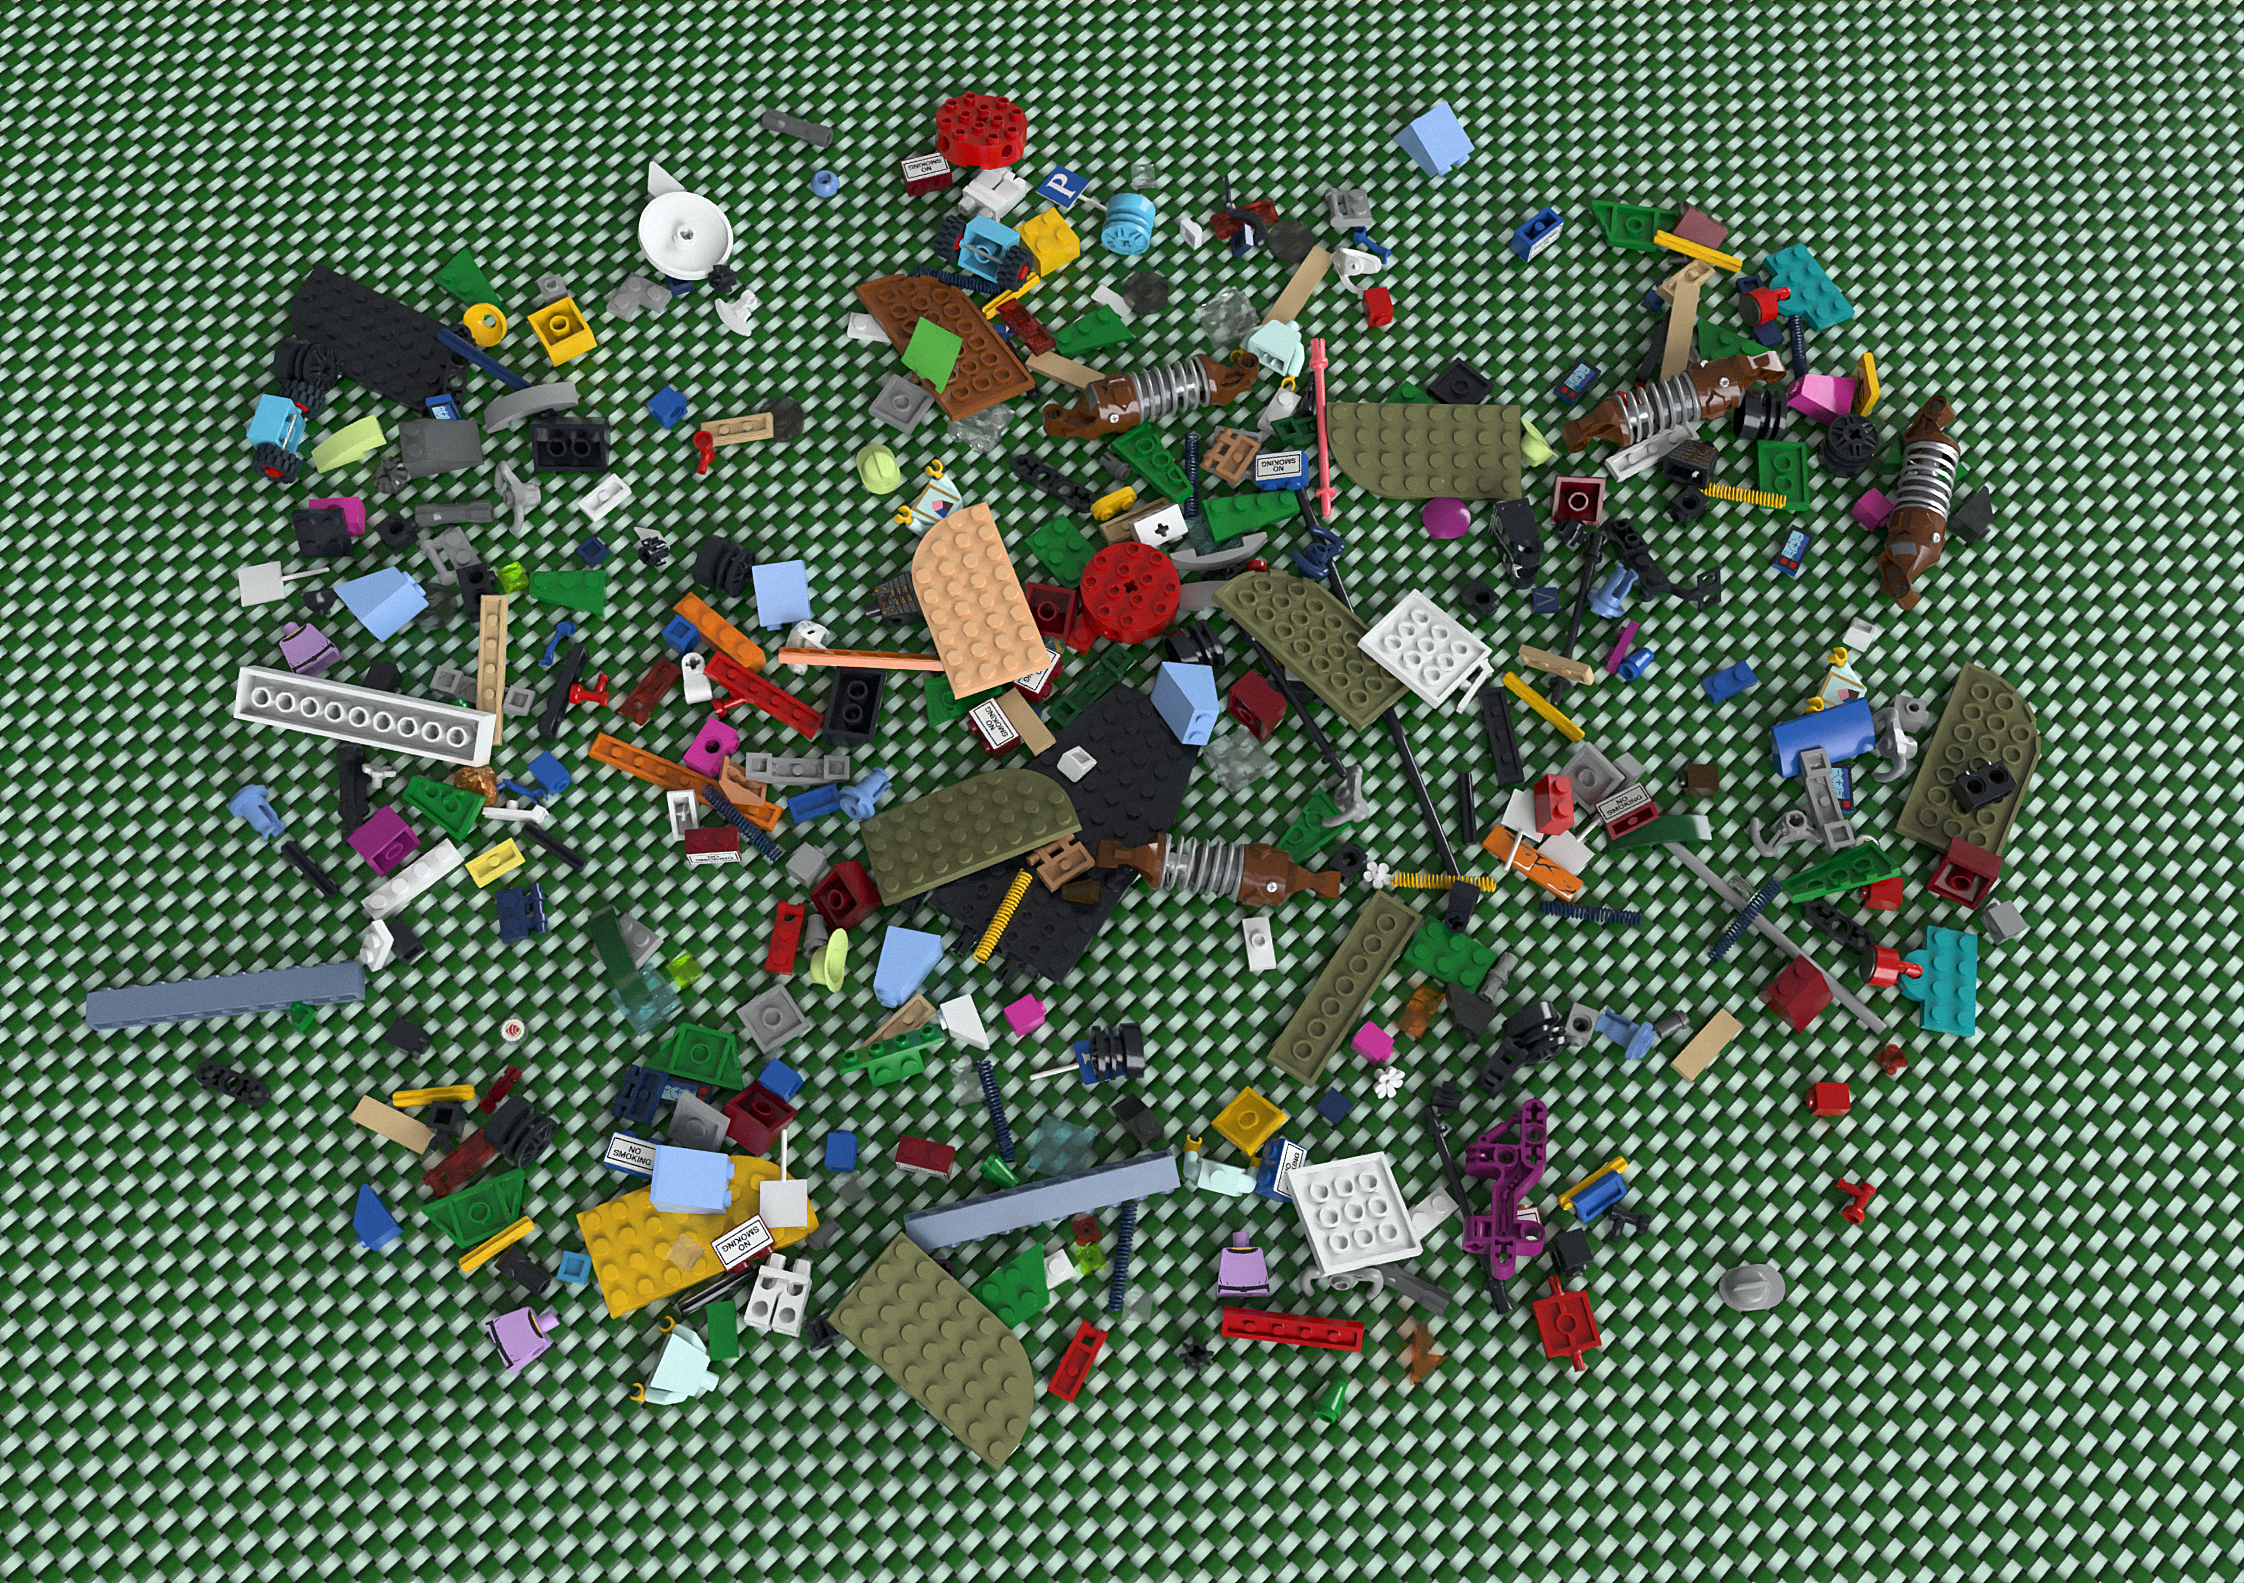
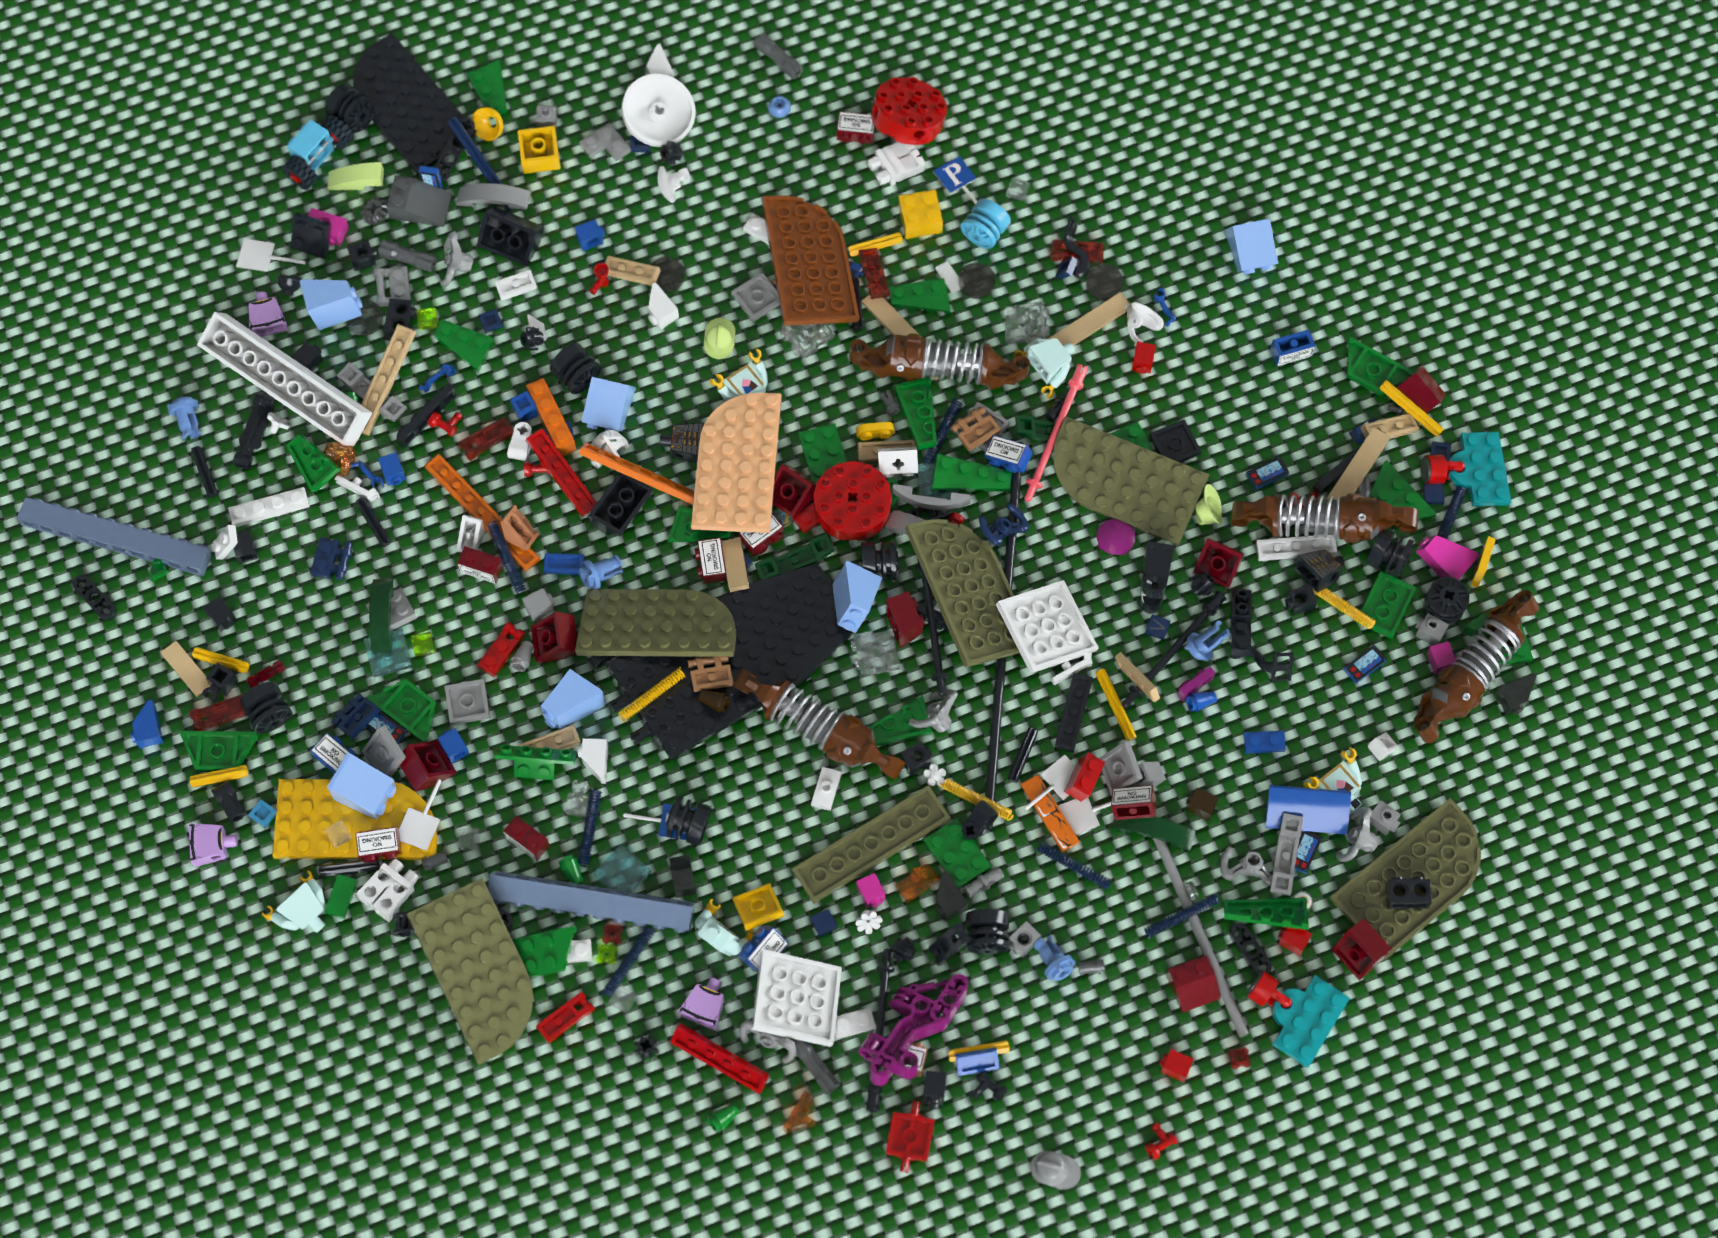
camera: 25 degrees right, 0 degrees up
(383, 841) = (260, 472): magenta brick -> none
(495, 862) = (328, 517): light yellow plate -> none
(514, 1031) = (291, 638): tile -> none
(712, 735) = (512, 487): dark pink brick -> none
(794, 458) = (661, 308): none -> white slope
(797, 771) = (560, 535): light grey slope -> none
(829, 961) = (522, 678): yellowish green piece -> none
(841, 1151) = (472, 811): blue brick -> none
(932, 352) = (791, 268): bright green slope -> none
(959, 279) = (843, 218): dark blue piece -> none
(985, 250) = (869, 203): brick -> none
(1025, 1015) = (639, 770): dark pink brick -> none
(1056, 480) = (840, 398): black beam -> none
(1076, 763) = (755, 608): white slope -> none
(1191, 233) = (1032, 247): white plate -> none
(1281, 406) = (1033, 406): white plate -> none
(1355, 205) = (1165, 276): light grey plate -> none
(1479, 591) = (1108, 600): black brick -> none
(1706, 1045) = (1109, 992): tan tile -> none
(1846, 483) = (1431, 629): none -> light grey brick
(2002, 921) = (1373, 996): light grey brick -> none

